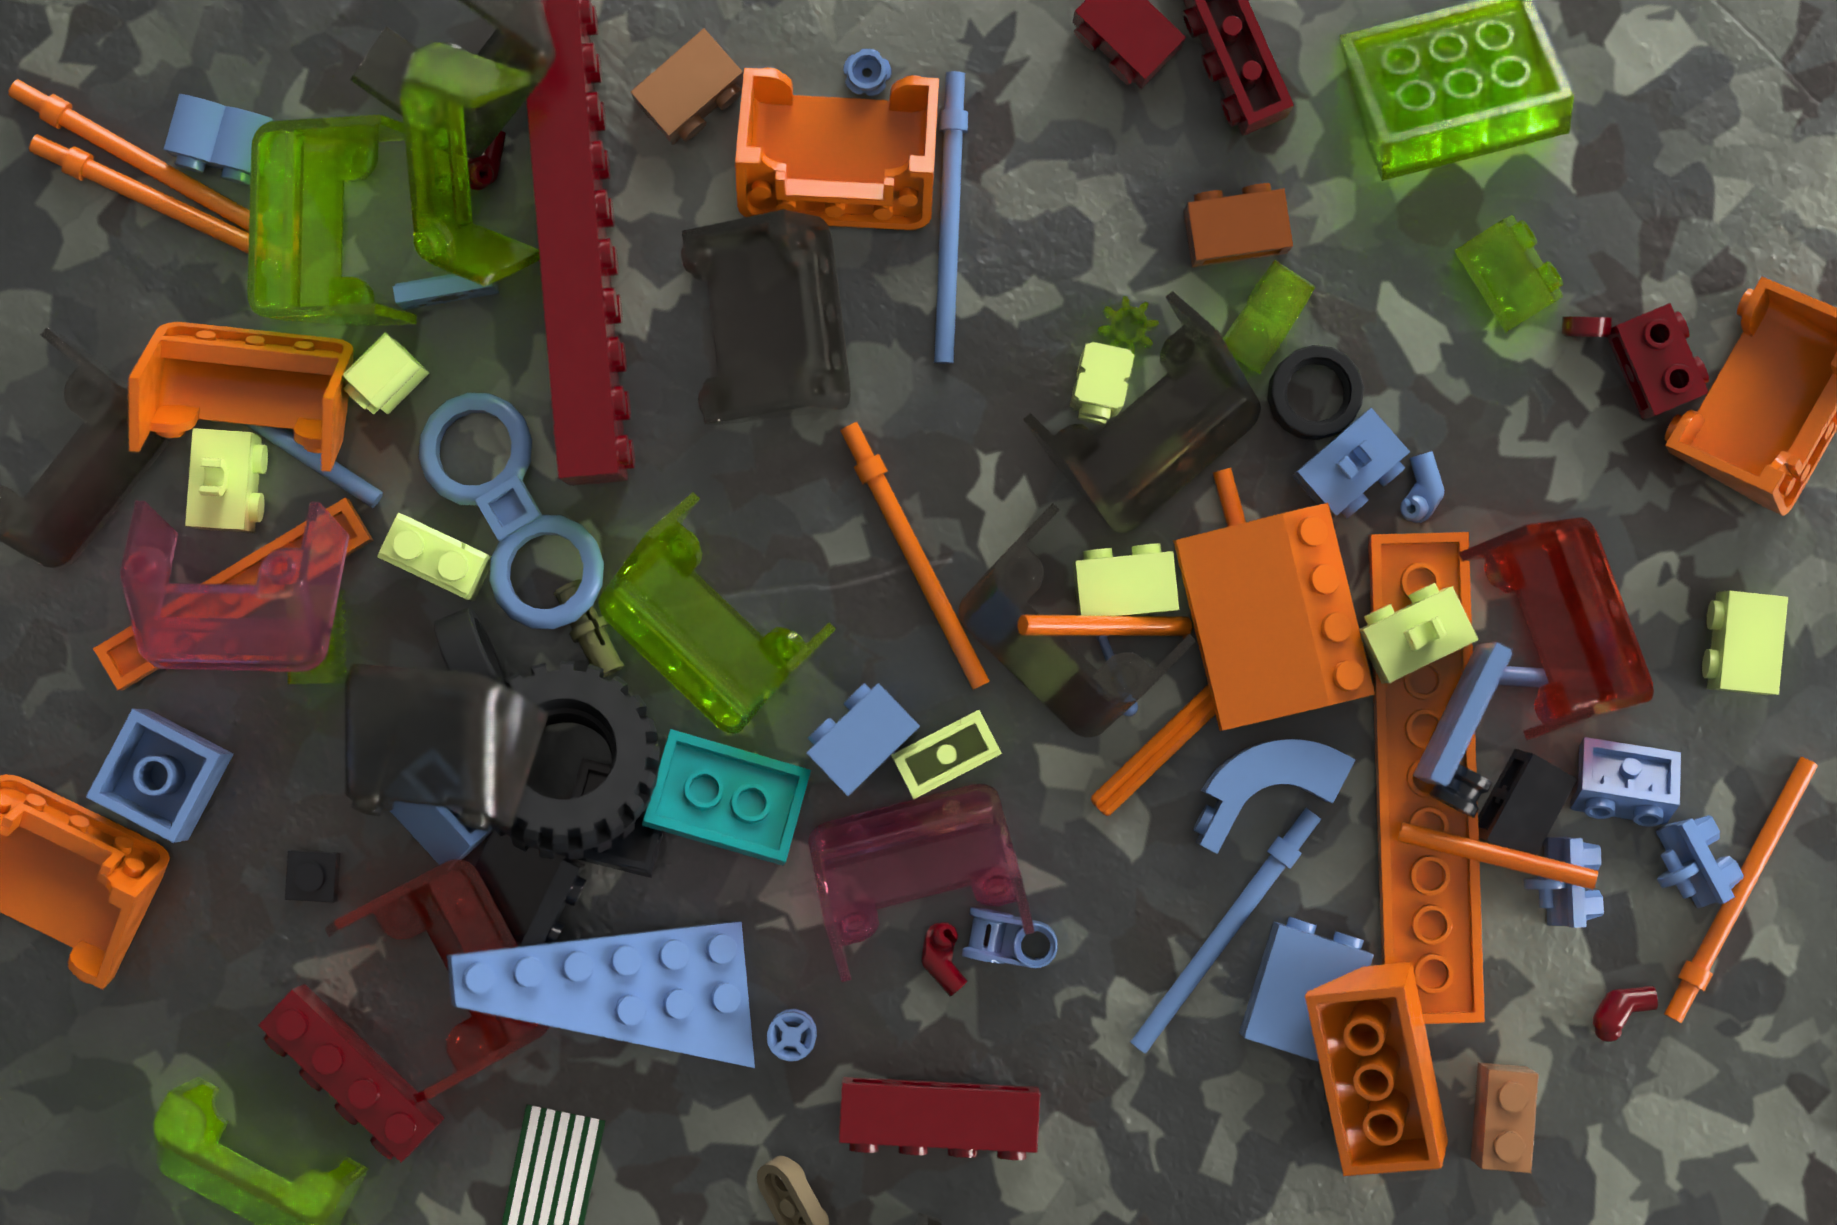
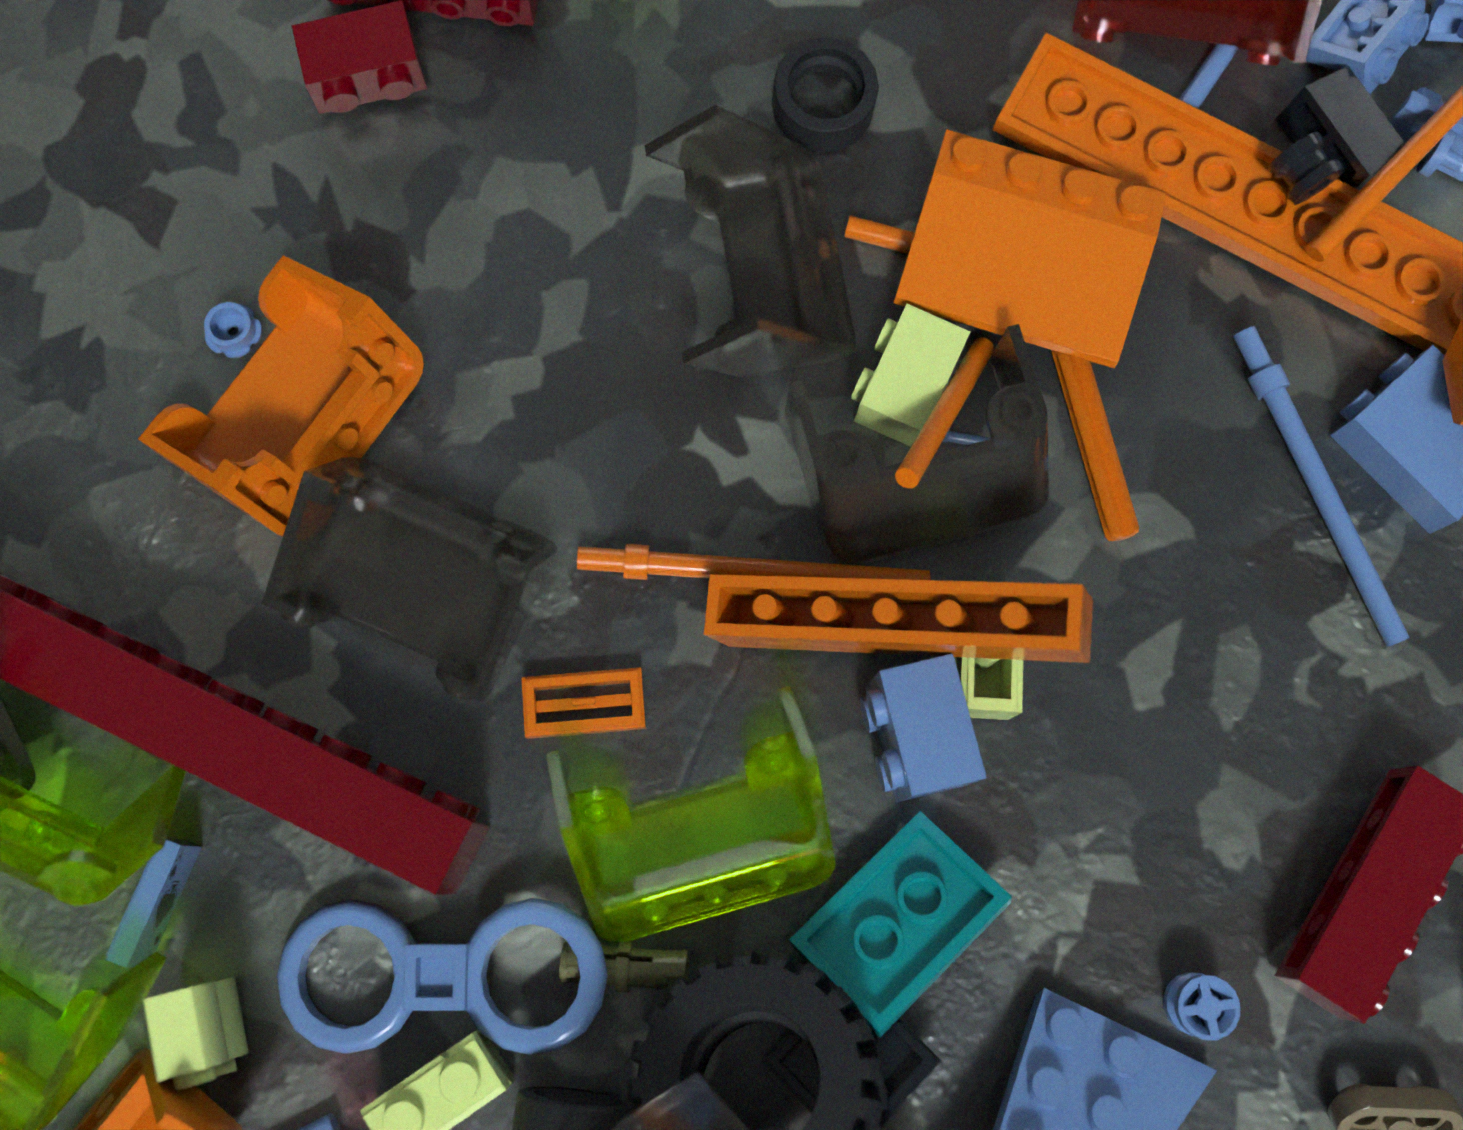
camera: 65 degrees left, 10 degrees down
(485, 168) = (54, 775): dark red arm -> none
(689, 88) = (121, 511): medium nougat brick -> none
(773, 526) = (582, 679): none -> orange tile
(913, 854) = (1069, 753): clear pink windscreen -> none
(924, 675) = (902, 617): none -> orange brick
(938, 954) = (1194, 794): dark red arm -> none
(952, 123) = (438, 339): medium blue bar -> none
(1005, 939) = (1212, 713): medium blue piece -> none
(1101, 382) = (691, 272): yellowish green brick -> none
(1136, 317) = (651, 226): clear neon green gear -> none
(1237, 225) = (617, 71): dark orange brick -> none
(1268, 316) = (716, 76): clear neon green slope -> none
(1268, 763) = (1172, 363): medium blue arch -> none
(1353, 463) = (916, 98): medium blue brick -> none
(1417, 633) = (1127, 119): yellowish green brick -> none
(1426, 492) = (980, 54): medium blue arm -> none
(1463, 713) = (1239, 114): medium blue tile -> none

